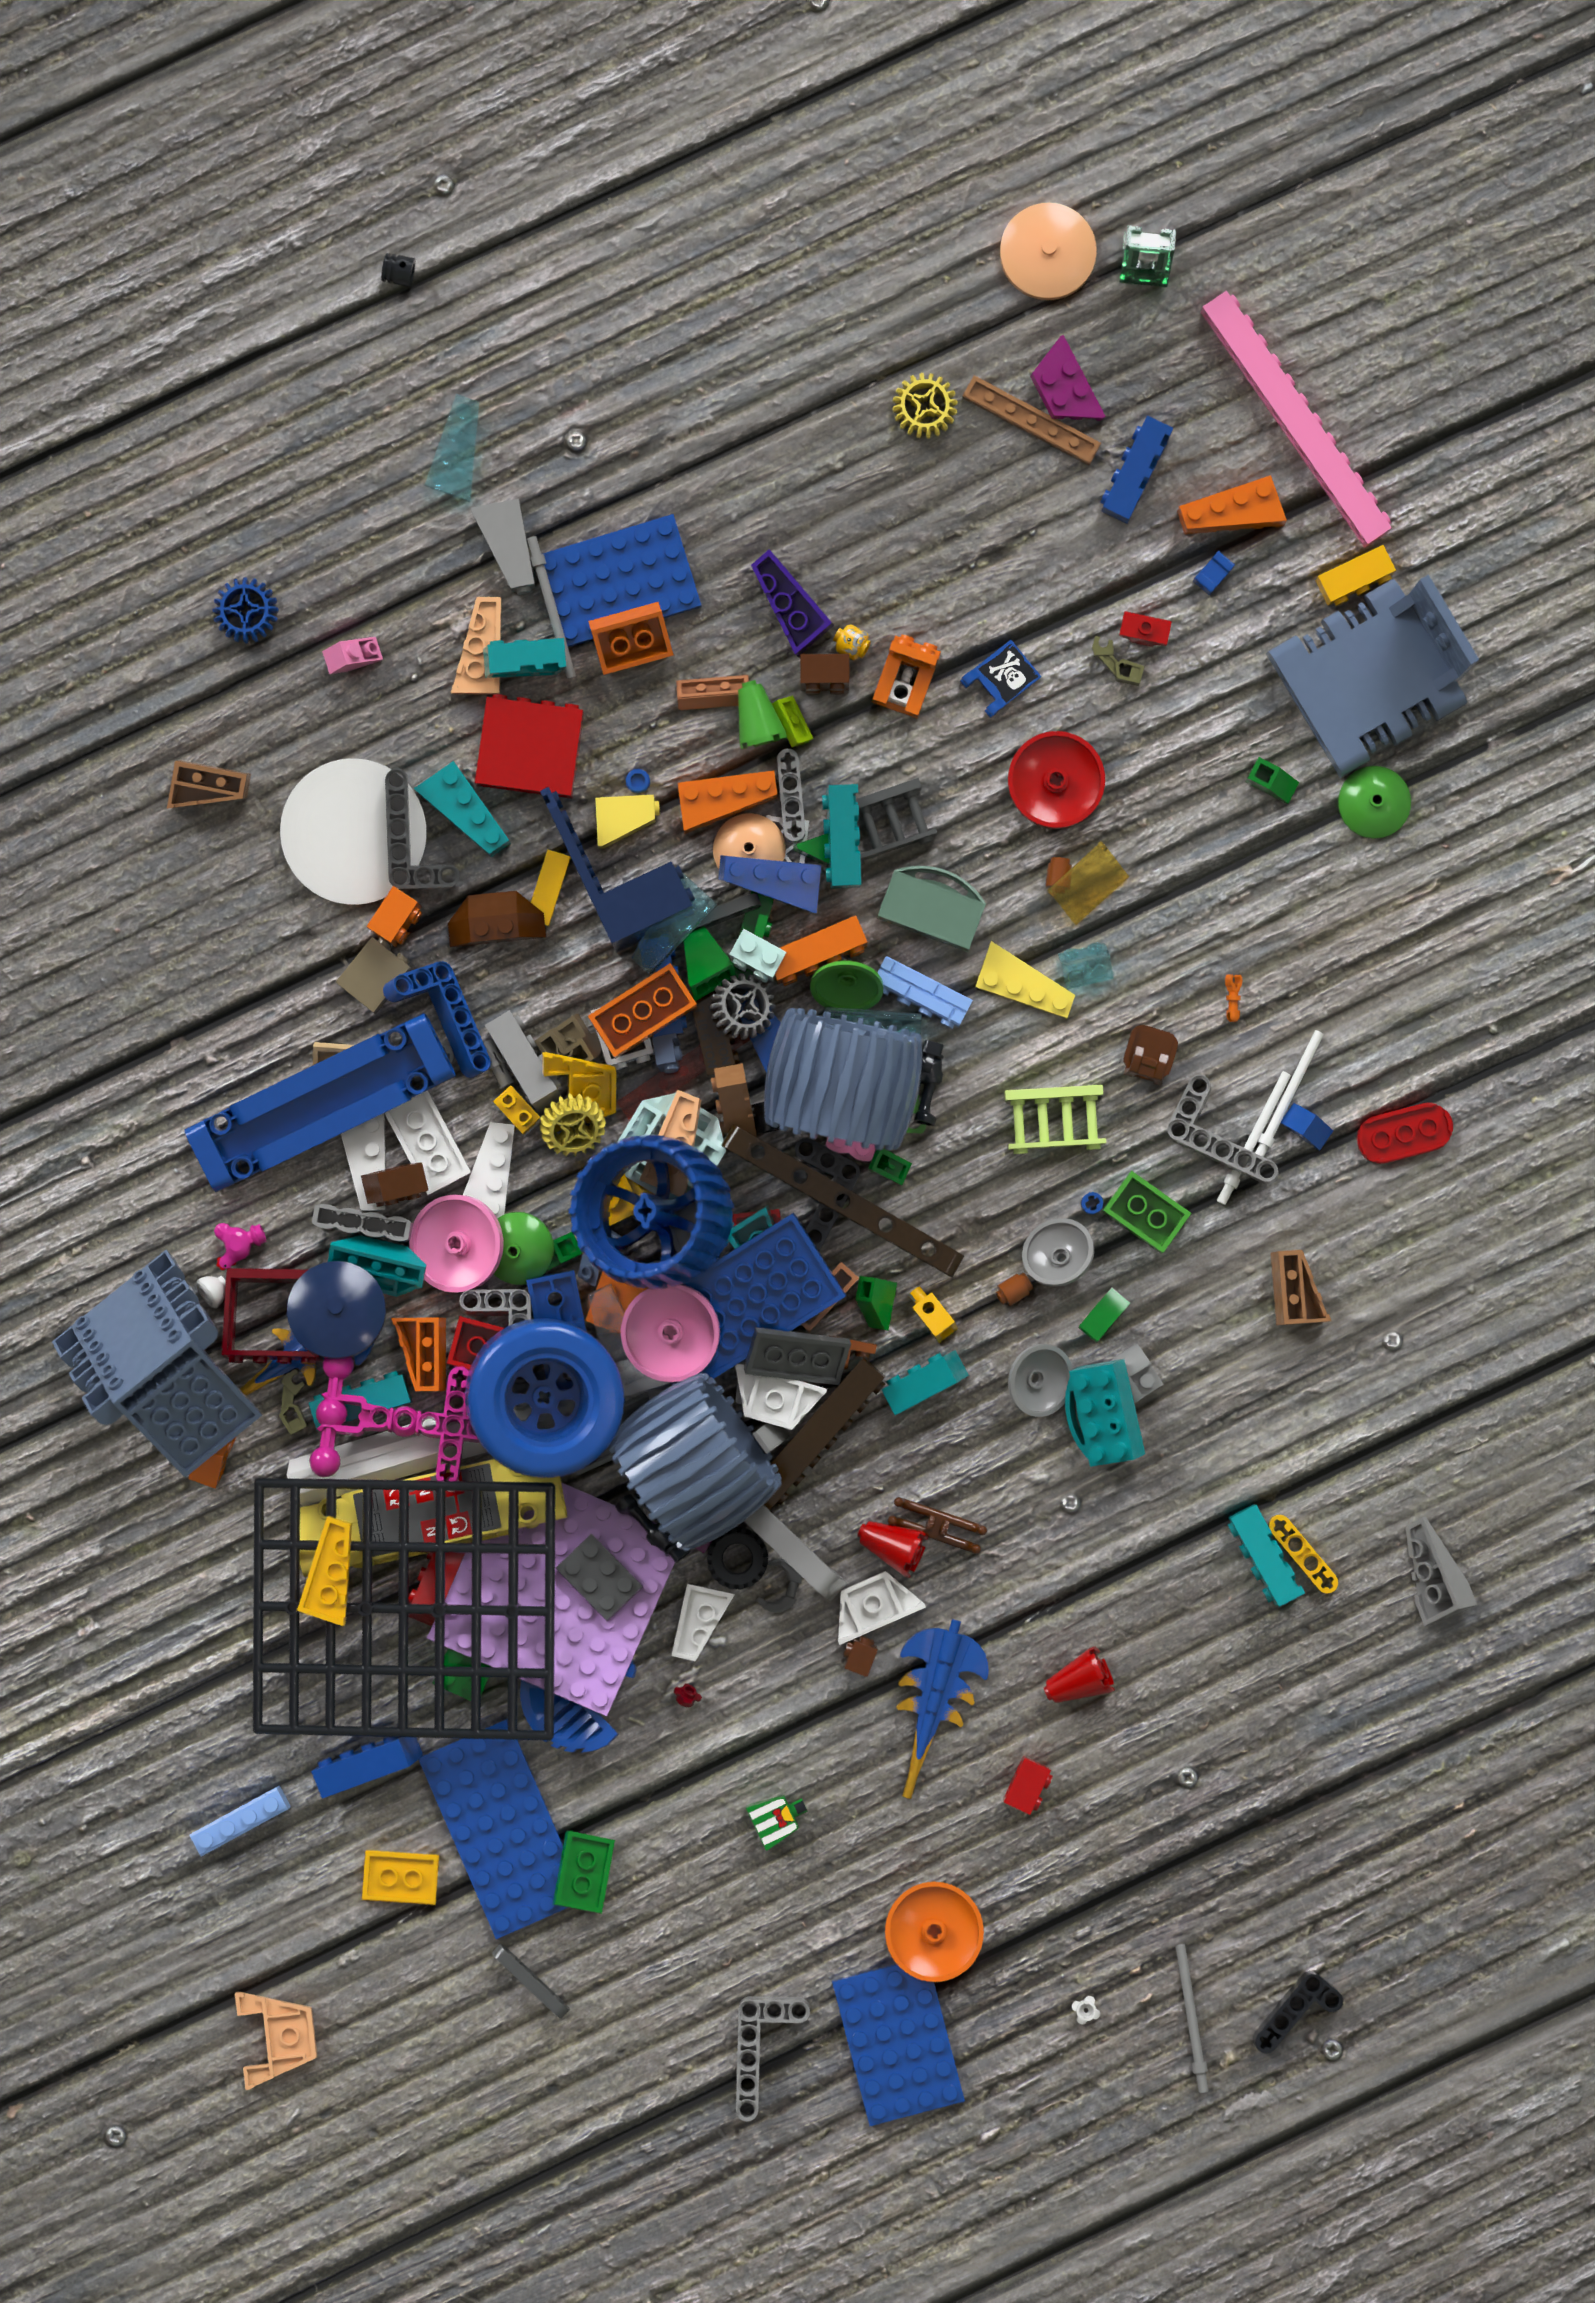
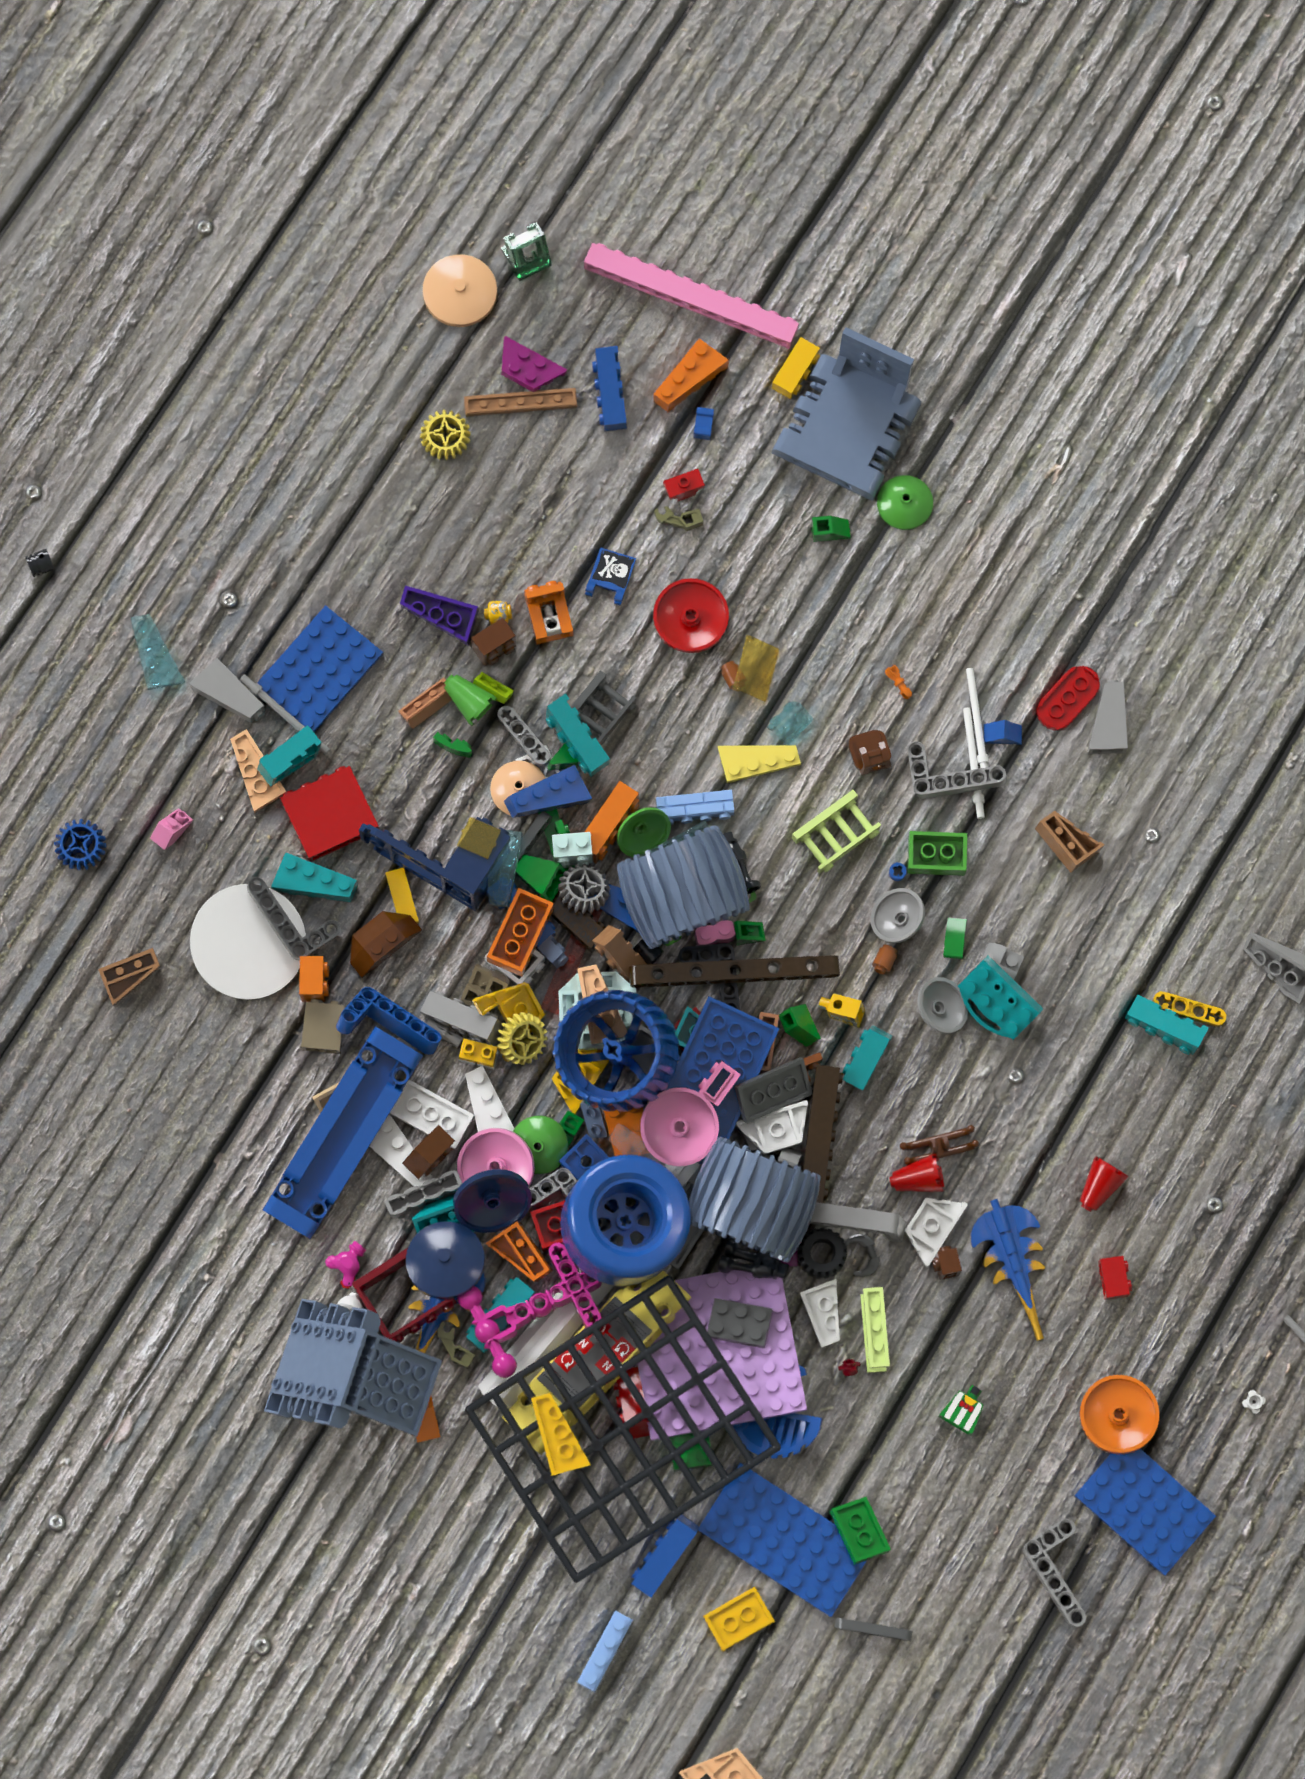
camera: 40 degrees left, 10 degrees down
(424, 1281) = (492, 1200): none -> dark blue dish
(623, 816) = (422, 818): light yellow slope -> none
(631, 638) = (351, 699): orange brick -> none
(638, 781) = (416, 791): blue tile -> none
(657, 885) = (478, 837): none -> clear yellow piece
(712, 763) = (457, 747): none -> green slope
(723, 797) = (479, 765): orange wedge -> none
(736, 1677) = (875, 1330): none -> yellowish green fence
(746, 1323) = (725, 1088): none -> bright pink window
(932, 907) = (665, 747): sand green piece -> none
(1430, 1190) = (1109, 727): none -> light grey slope

